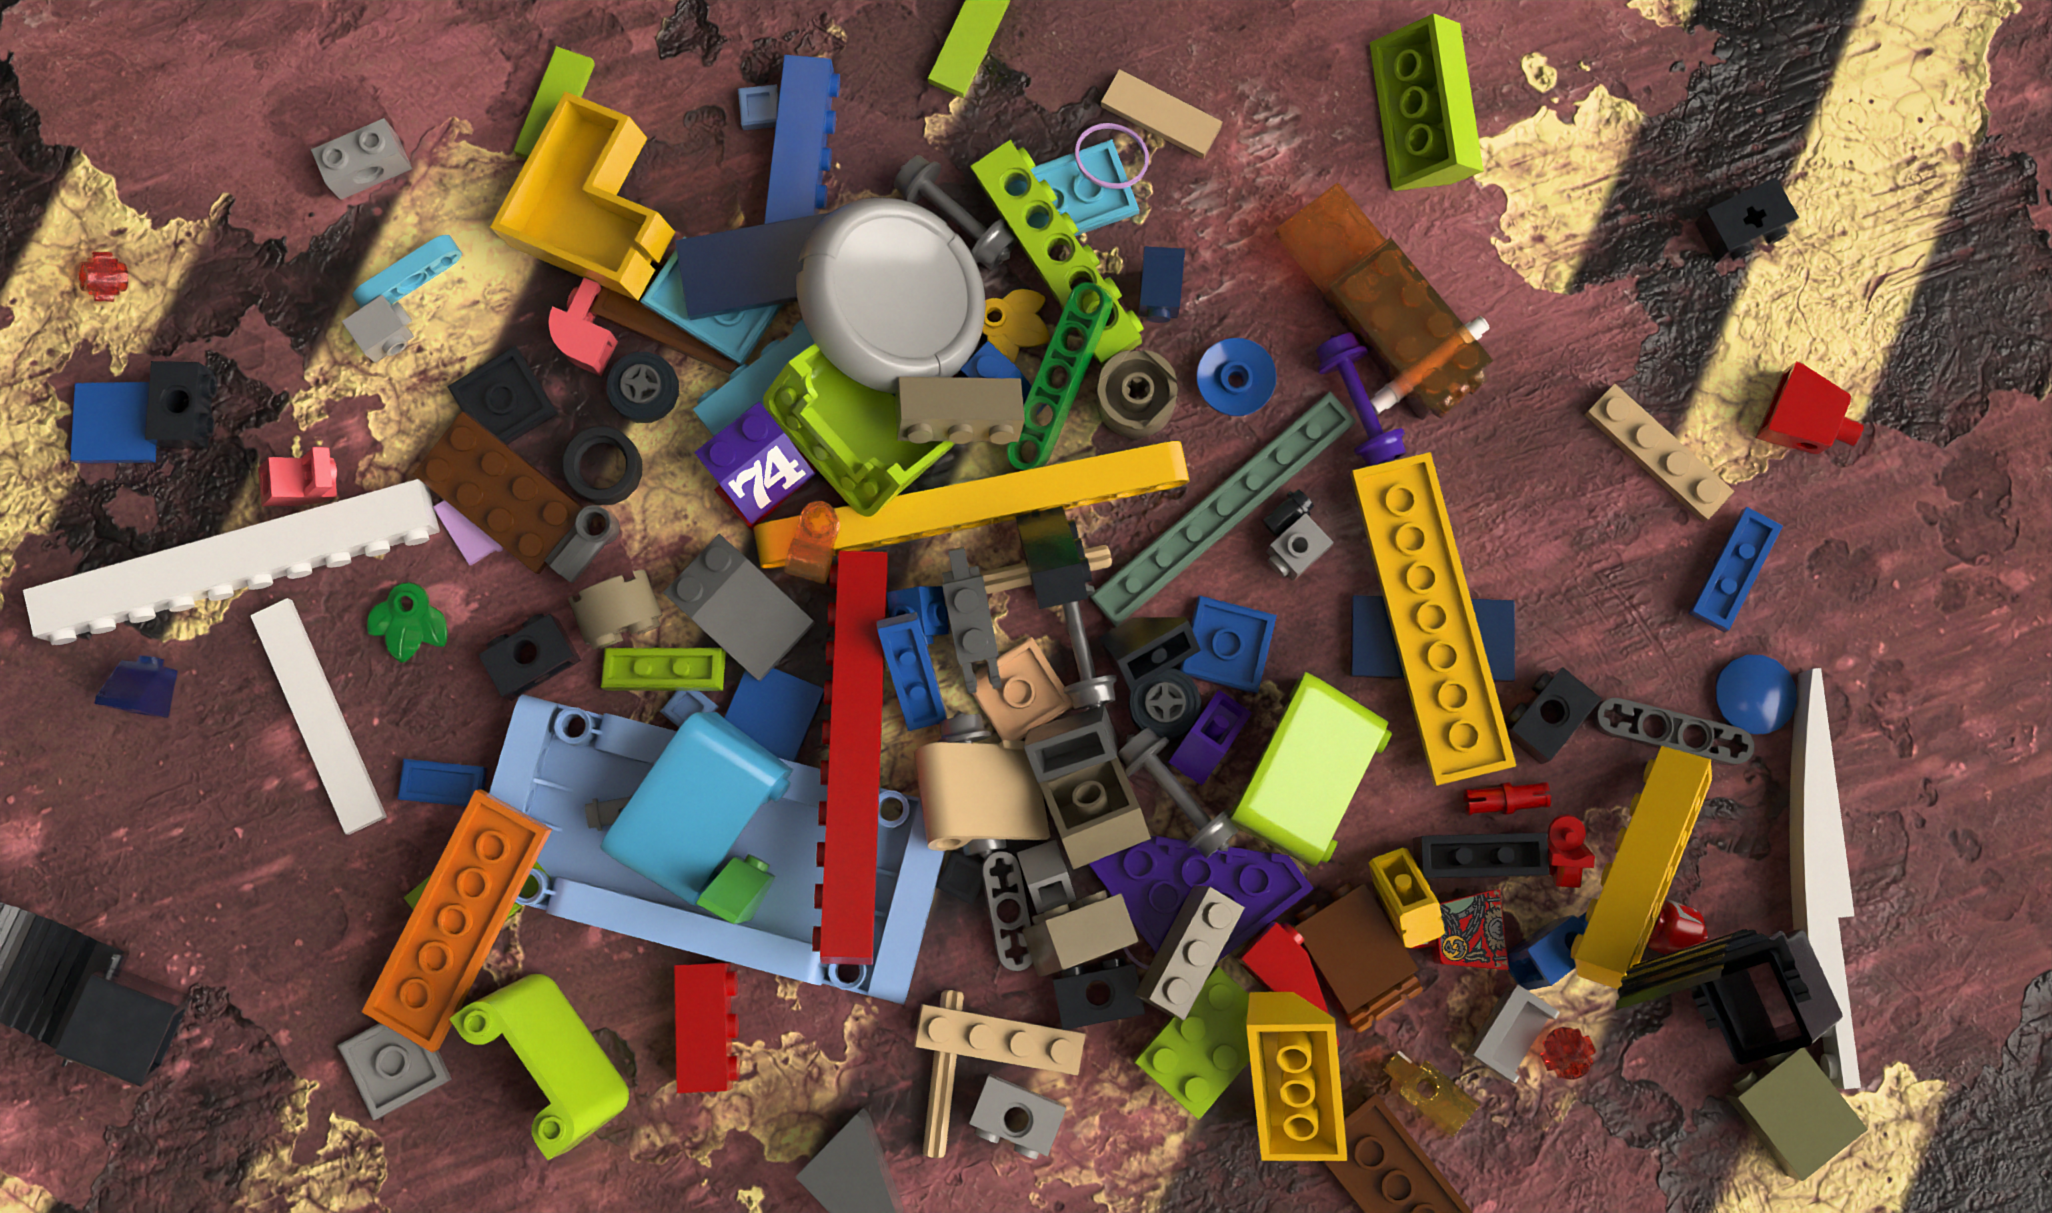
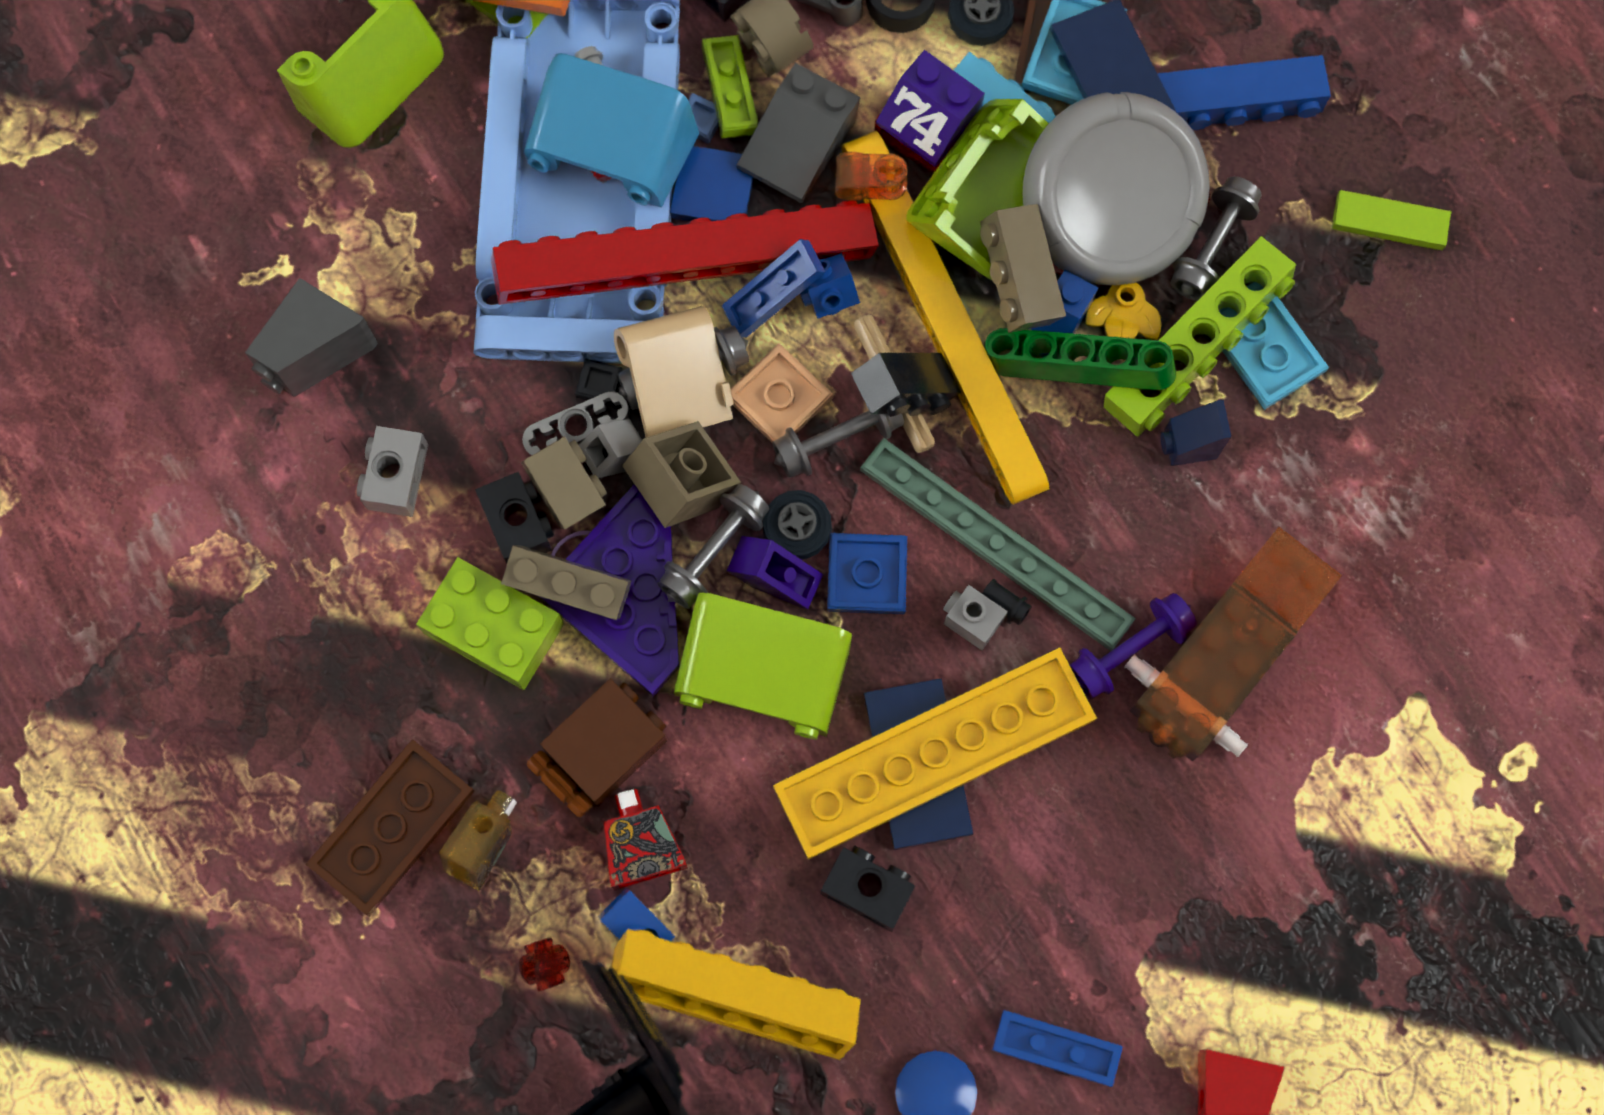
camera: 75 degrees right, 5 degrees down
(705, 1027) = (420, 190): red brick -> none
(738, 889) = (541, 180): bright green slope -> none
(758, 106) = (1269, 47): medium blue tile -> none
(941, 1089) = (419, 401): tan axle -> none
(970, 619) = (833, 330): dark grey hinge -> none
(999, 1039) = (457, 440): tan plate -> none
(1071, 744) = (738, 442): dark grey brick -> none
(1120, 128) = (1341, 361): lavender piece -> none
(1136, 371) = (1068, 420): dark tan brick -> none
(1148, 647) = (843, 494): black slope -> none
(1161, 114) = (1367, 408): tan tile -> none
(1238, 358) = (1134, 510): blue dish -> none
(1281, 963) = (562, 681): red slope -> none
(1295, 1079) = (465, 690): yellow slope -> none
(1406, 897) = (658, 775): yellow brick -> none
(1426, 104) = (1449, 654): lime slope -> none
(1482, 855) = (714, 842): black brick -> none
(1507, 798) = (778, 863): red pin -> none
(1510, 1031) = (553, 908): light grey panel -> none
(1567, 851) = (736, 921): red hips -> none
(1659, 453) = (1157, 952): tan plate -> none
(1673, 728) = (874, 1015): dark grey beam -> none
(1677, 928) = (689, 1043): red head -> none
(1725, 223) = (1441, 1005): black brick -> none

